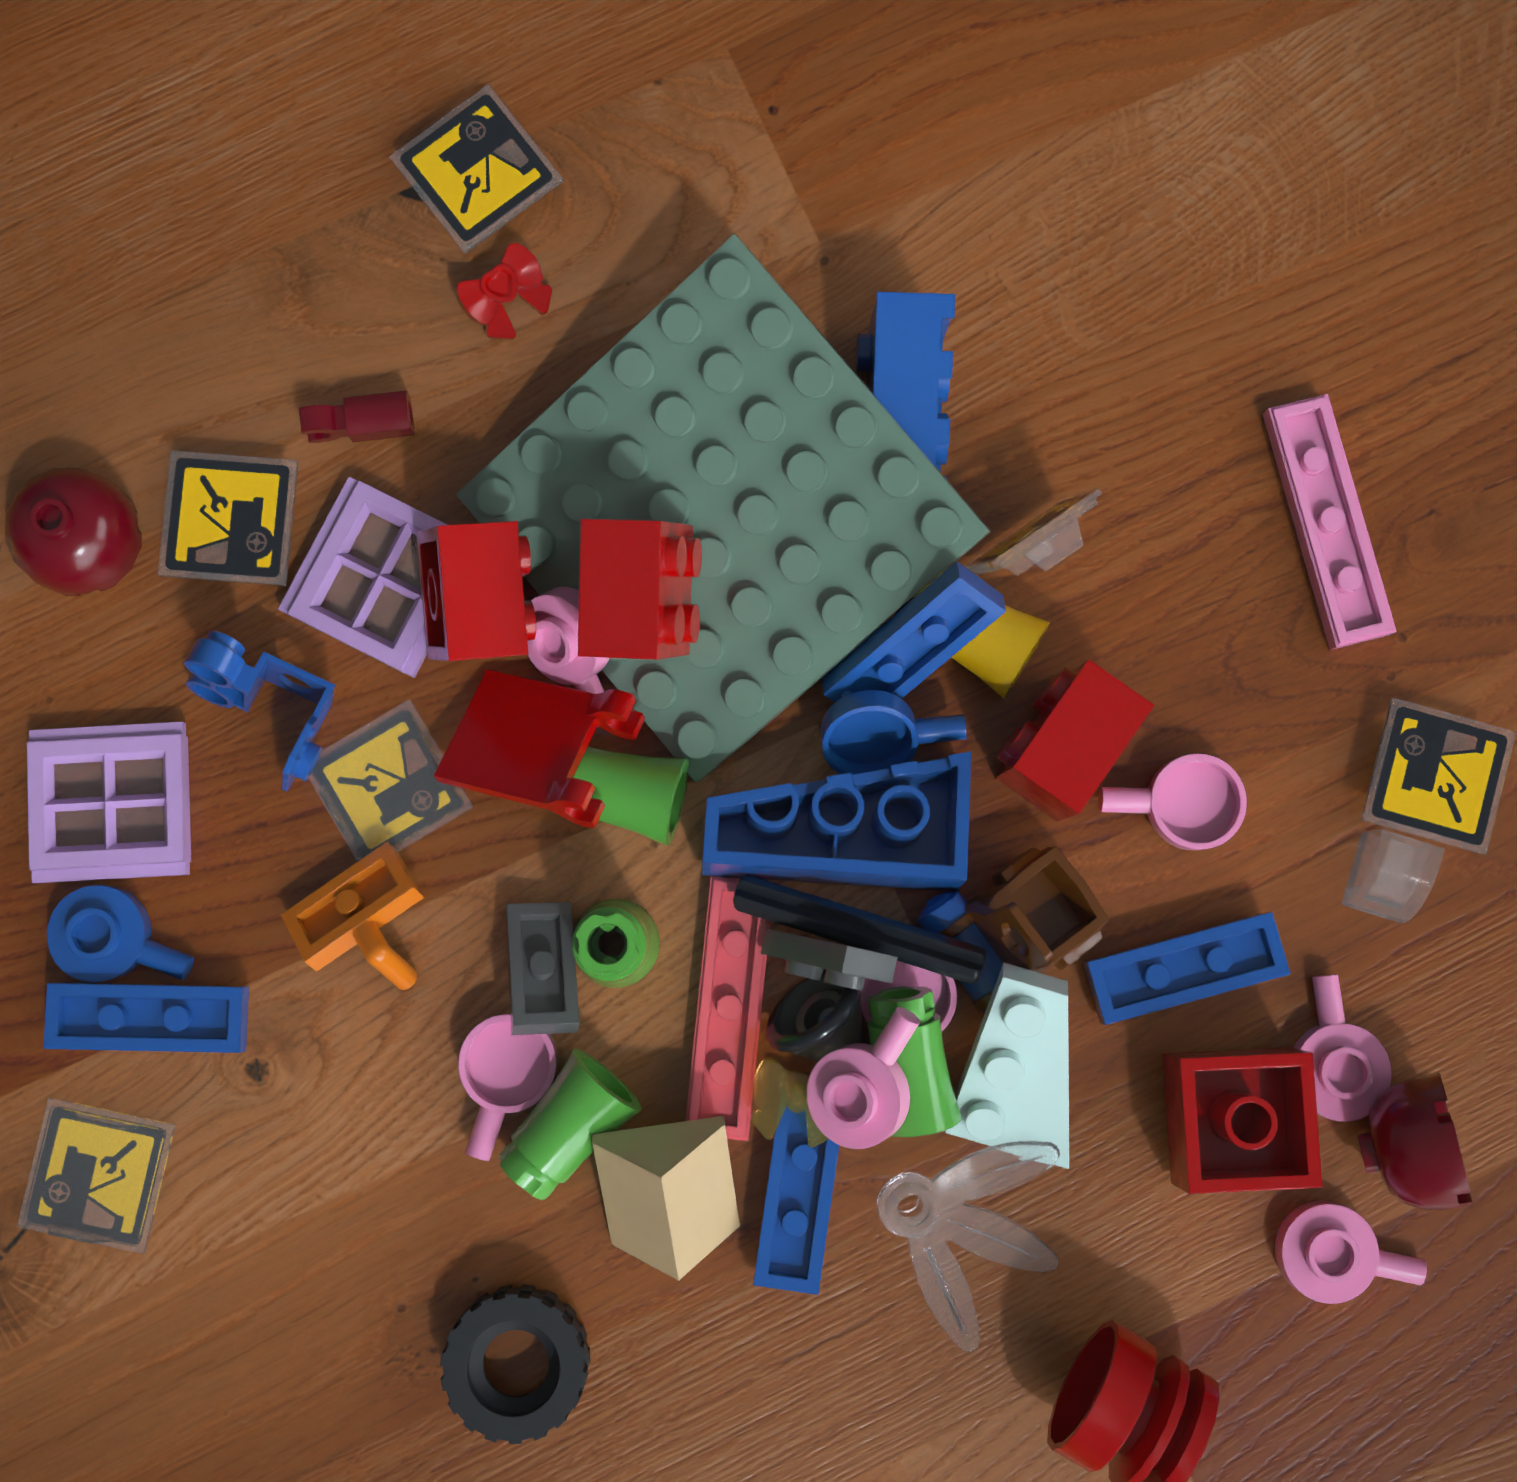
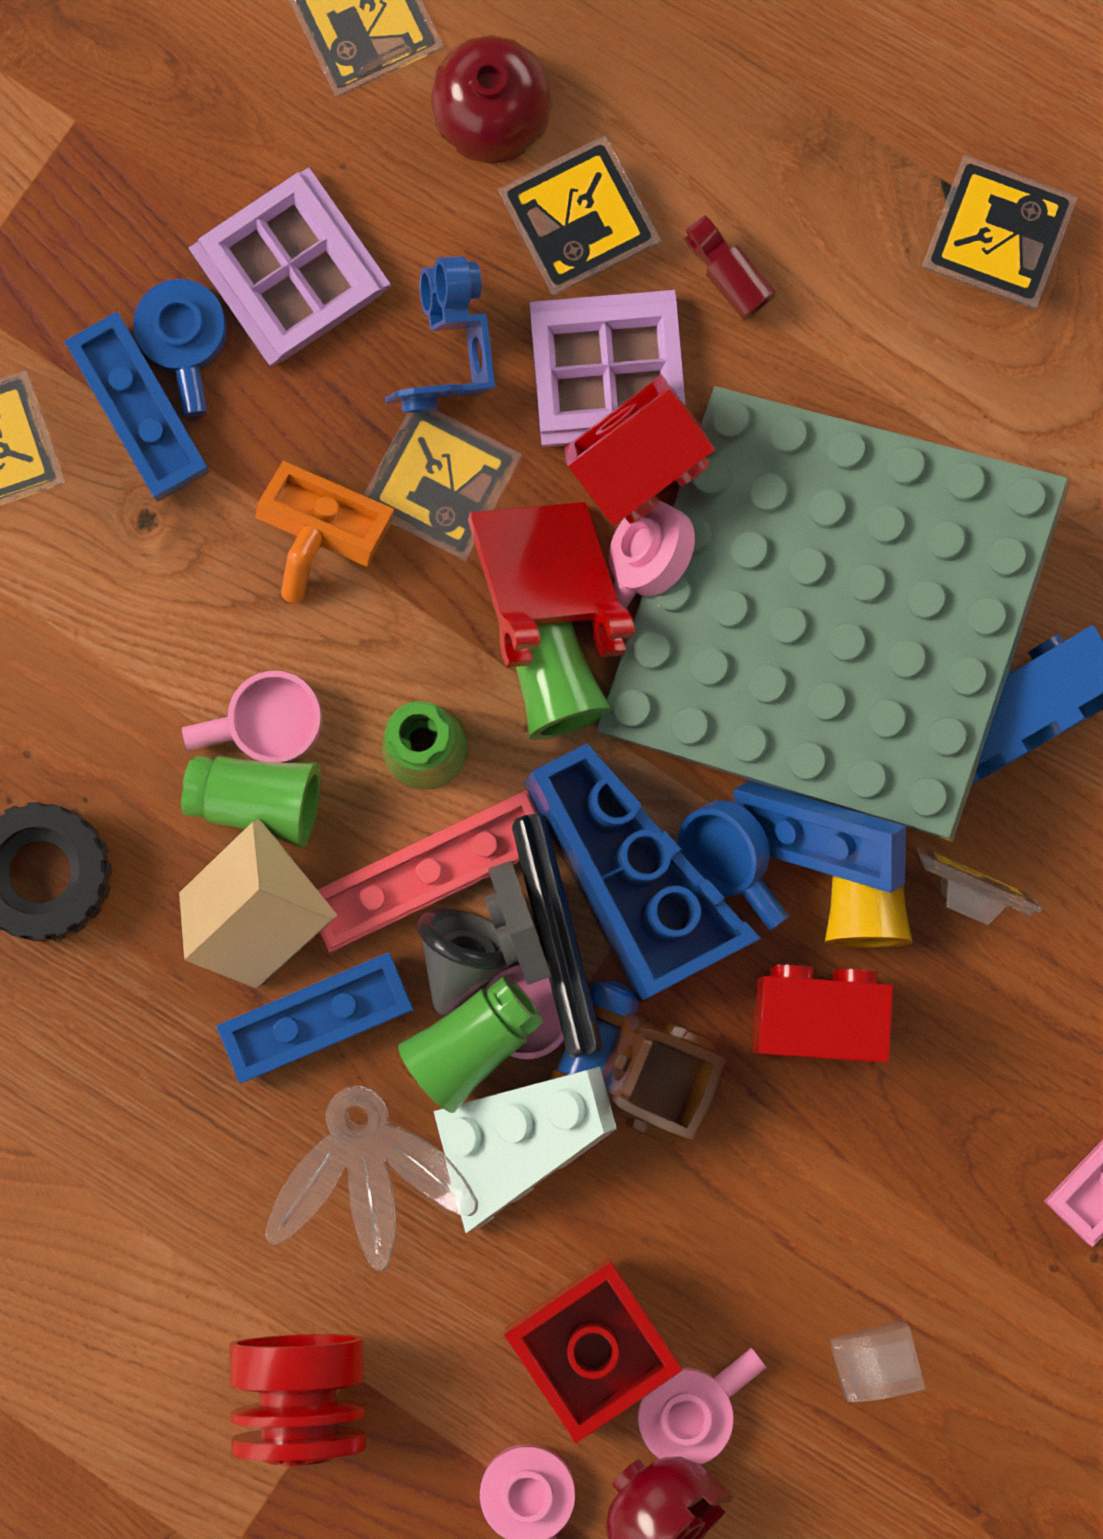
camera: 70 degrees right, 0 degrees up
(515, 274) = (931, 319): red piece -> none
(541, 968) = (367, 696): dark grey plate -> none
(637, 589) = (720, 581): red brick -> none
(773, 1091) = (387, 949): clear yellow piece -> none
(861, 1090) = (425, 1011): bright pink piece -> none
(1186, 968) = (693, 1233): blue plate -> none
(1189, 802) = (835, 1153): bright pink piece -> none
(1438, 776) = (988, 1353): piece -> none

